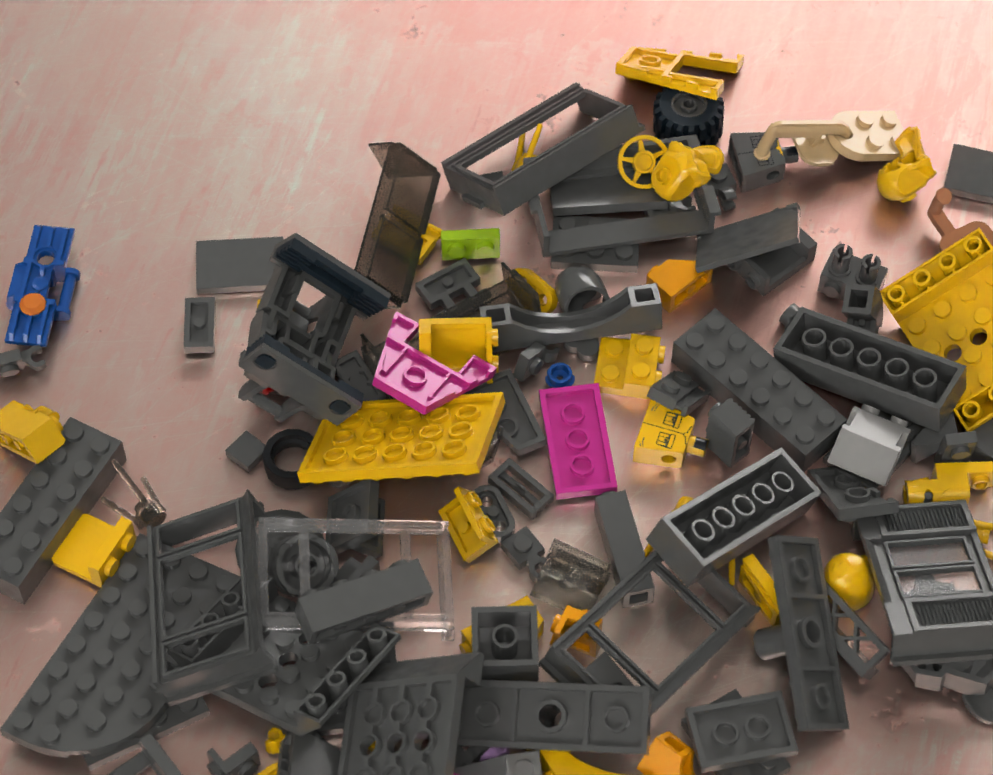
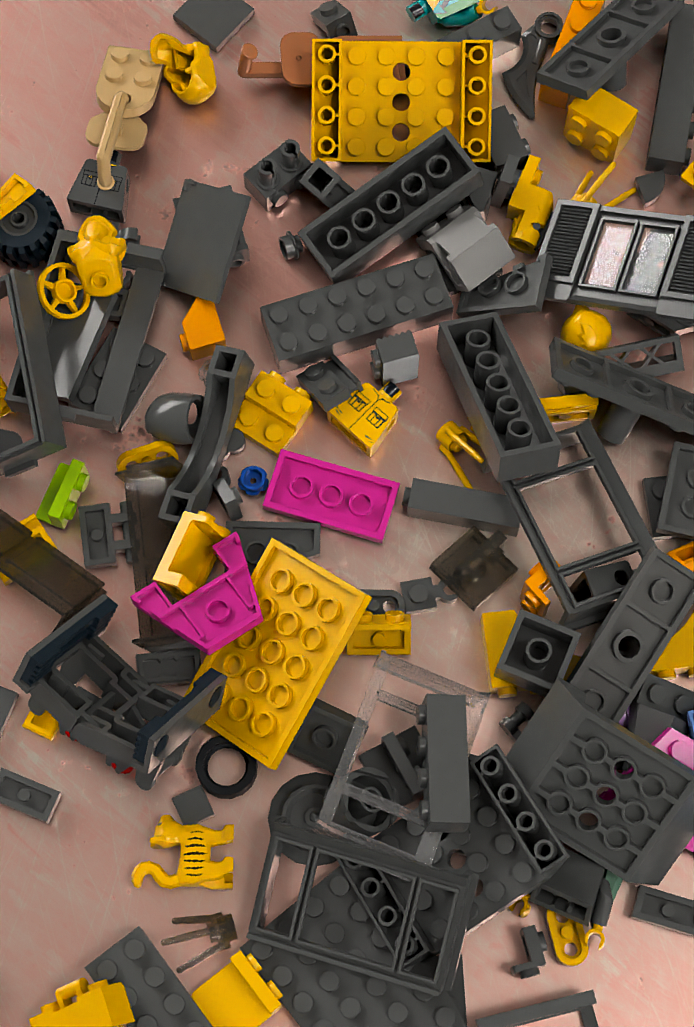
camera: 65 degrees left, 15 degrees up
(204, 465) = (195, 862): none -> yellow animal
(538, 505) = (356, 556): dark grey tile -> none

